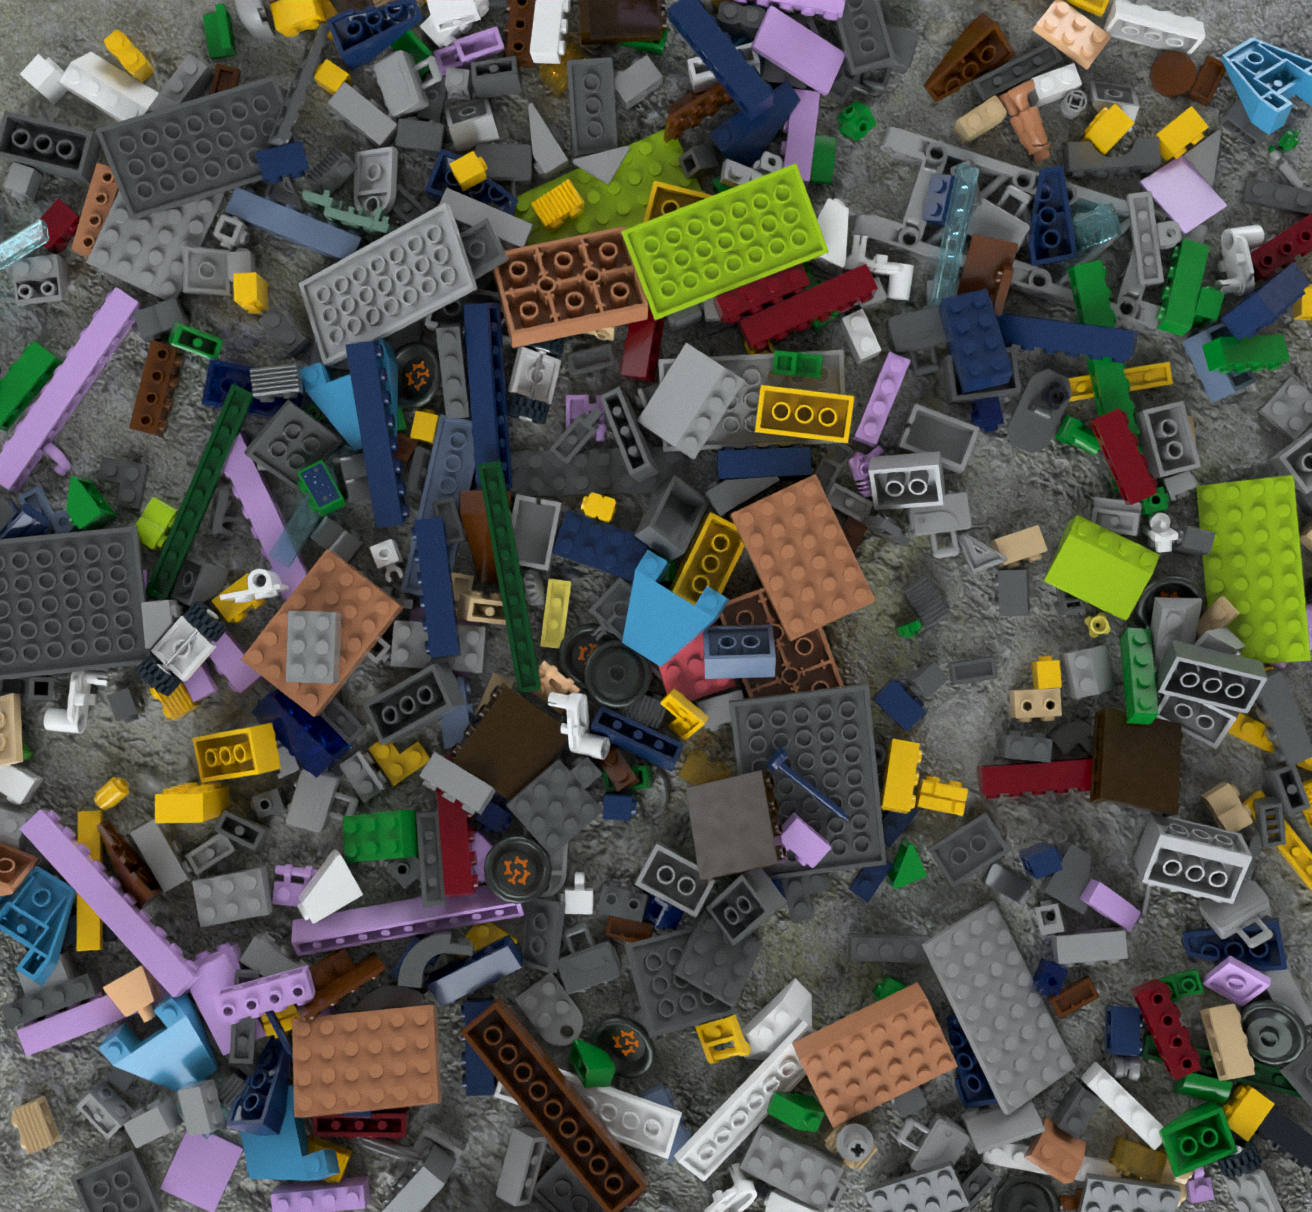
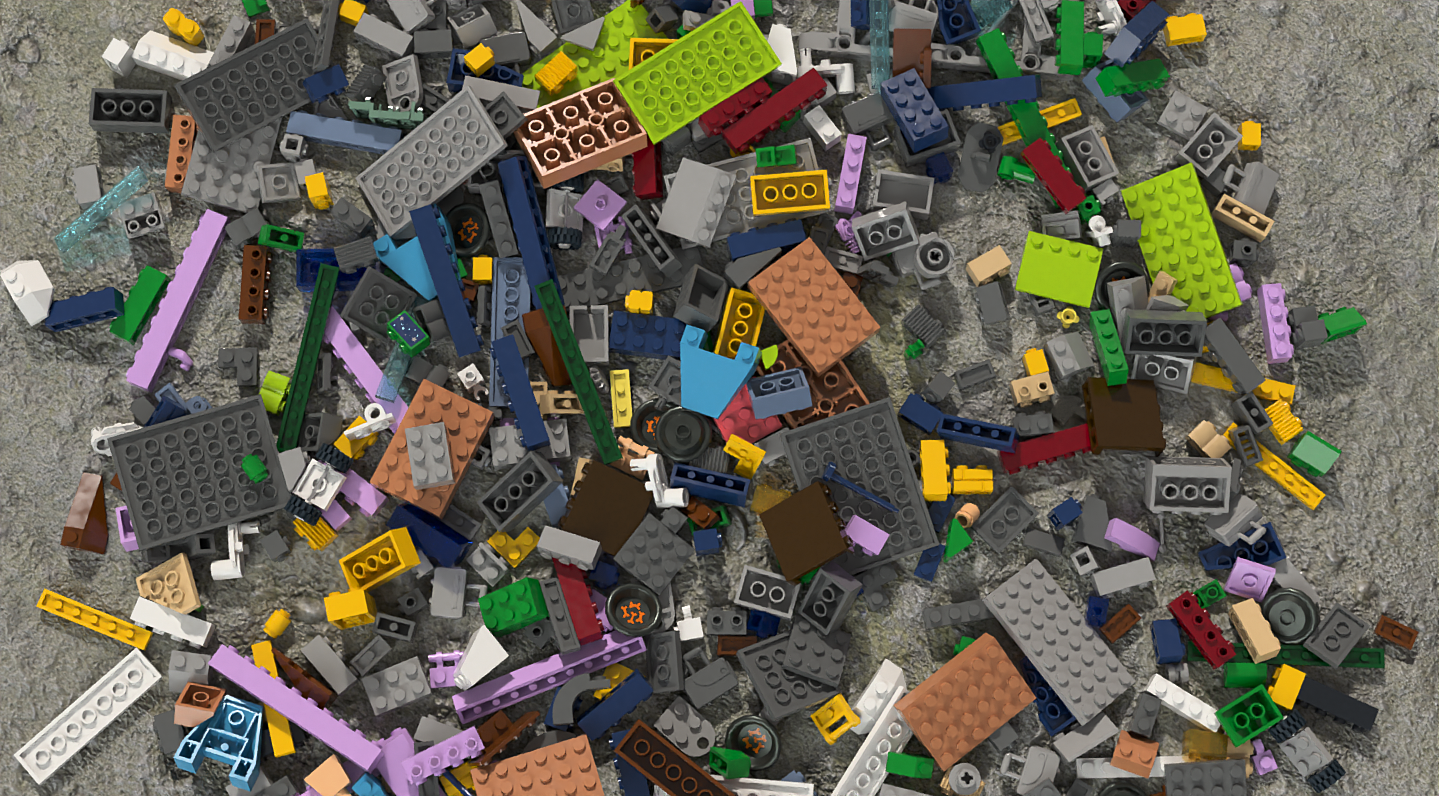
camera: 20 degrees left, 10 degrees down
(23, 181) = (113, 142): light grey brick -> none
(61, 226) = (154, 169): dark red brick -> none
(87, 506) = (215, 389): green slope -> none
(111, 614) = (254, 468): none -> green brick
(577, 377) = (600, 205): none -> lavender plate
(737, 604) = (769, 356): none -> lime tile
(926, 837) = (967, 515): none -> light nougat brick
(961, 746) = (978, 433): none -> dark blue brick
(966, 535) = (933, 247): none -> light grey brick
(978, 554) = (959, 280): light grey tile -> none

